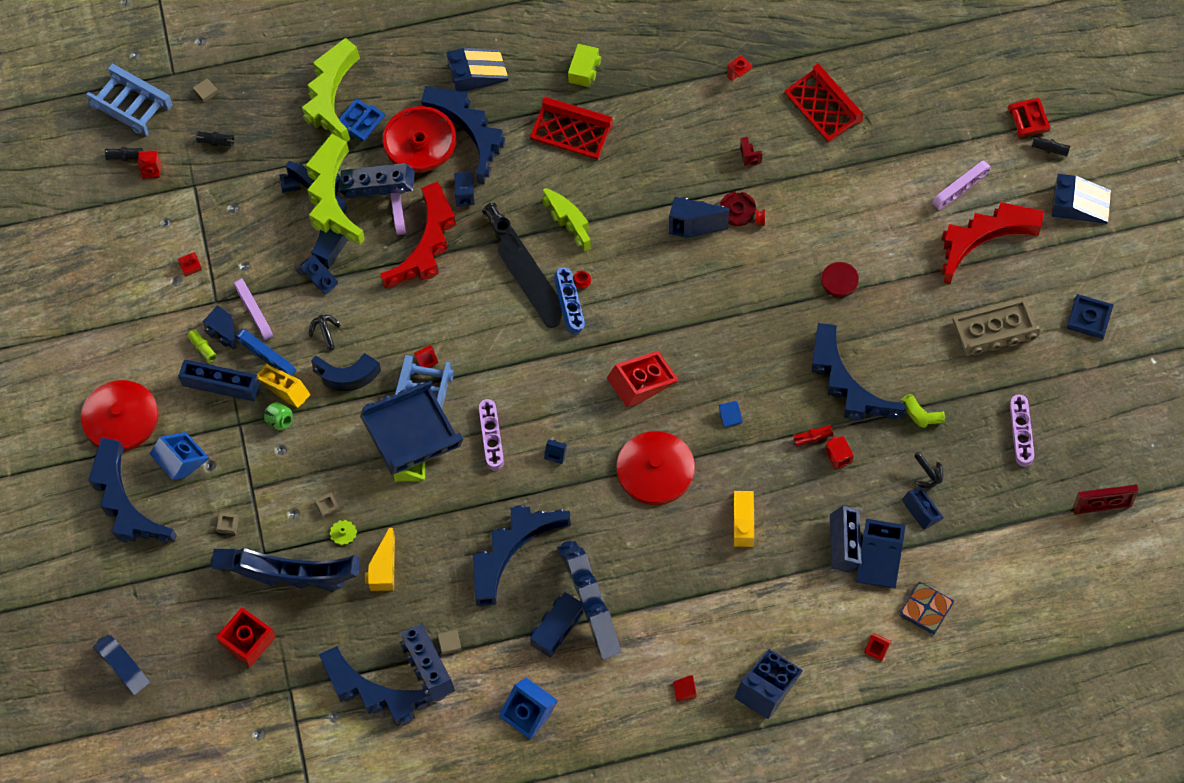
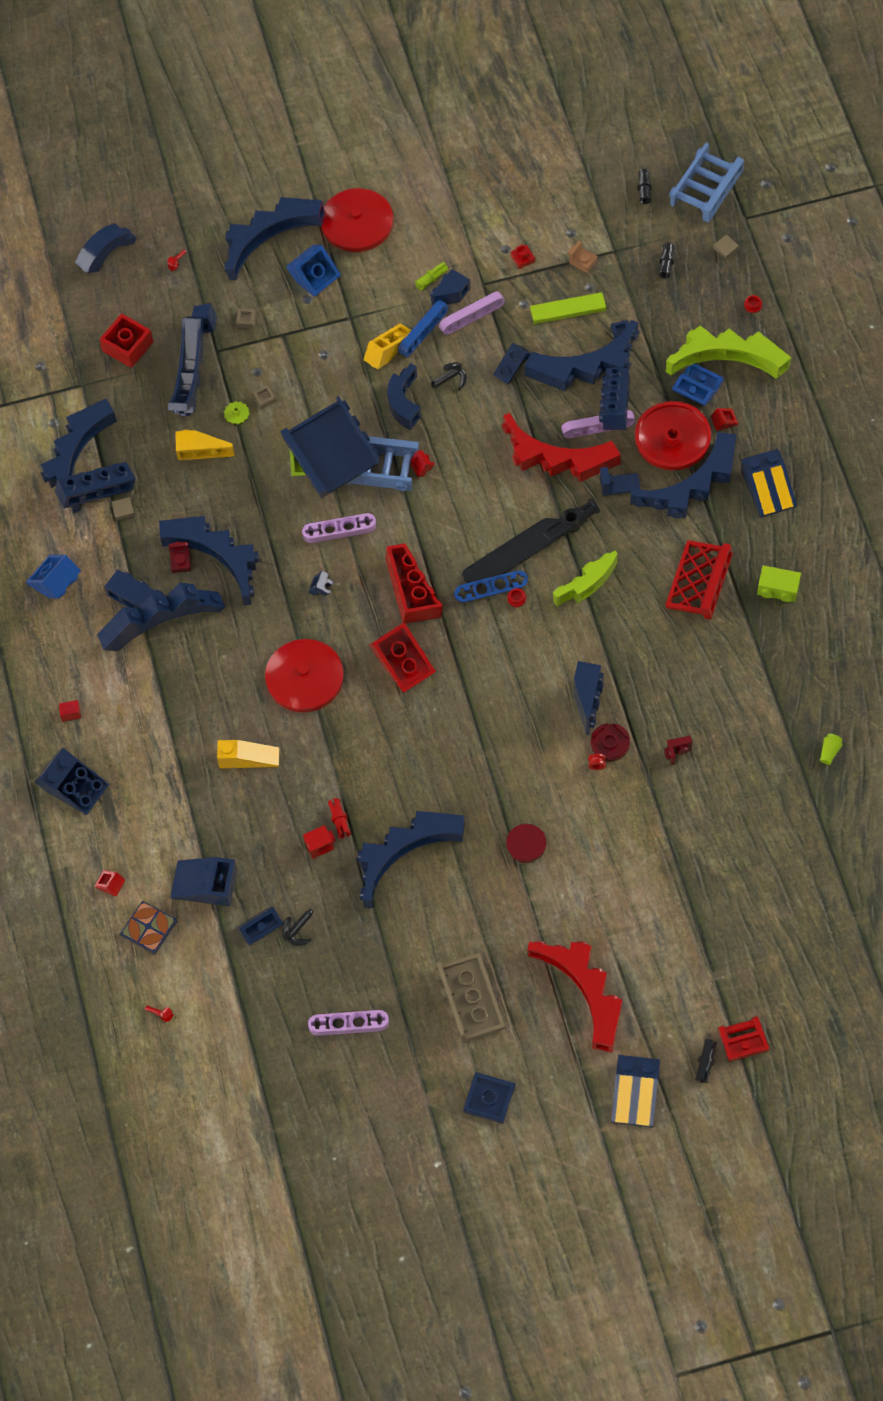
camera: 90 degrees right, 0 degrees up
(147, 597) = (172, 261): none -> red hand
(149, 164) = (631, 208): red brick -> none
(200, 211) = (581, 258): none -> medium nougat bracket
(219, 380) = (389, 291): dark blue brick -> none
(257, 226) = (568, 308): none -> lime tile
(275, 70) = (753, 304): none -> red plate
(278, 416) = (354, 345): bright green head -> none
(323, 170) = (623, 350): lime arch -> none
(399, 101) = (723, 419): none -> red slope
(514, 584) = (180, 557): none -> dark red bracket
(566, 367) = (412, 592): none -> red wedge
(730, 414) = (363, 741): blue slope -> none
(738, 68) = (783, 732): red bracket -> none
(752, 37) = (830, 748): none -> lime cone
(838, 97) = (755, 838): red fence -> none
(845, 539) = (218, 845): dark blue brick -> none
(919, 415) = (365, 918): lime arm -> none
(961, 185) = (648, 964): lavender beam -> none
(1018, 590) = (166, 1015): none -> red hand
(1105, 499) = (259, 1098): dark red tile -> none

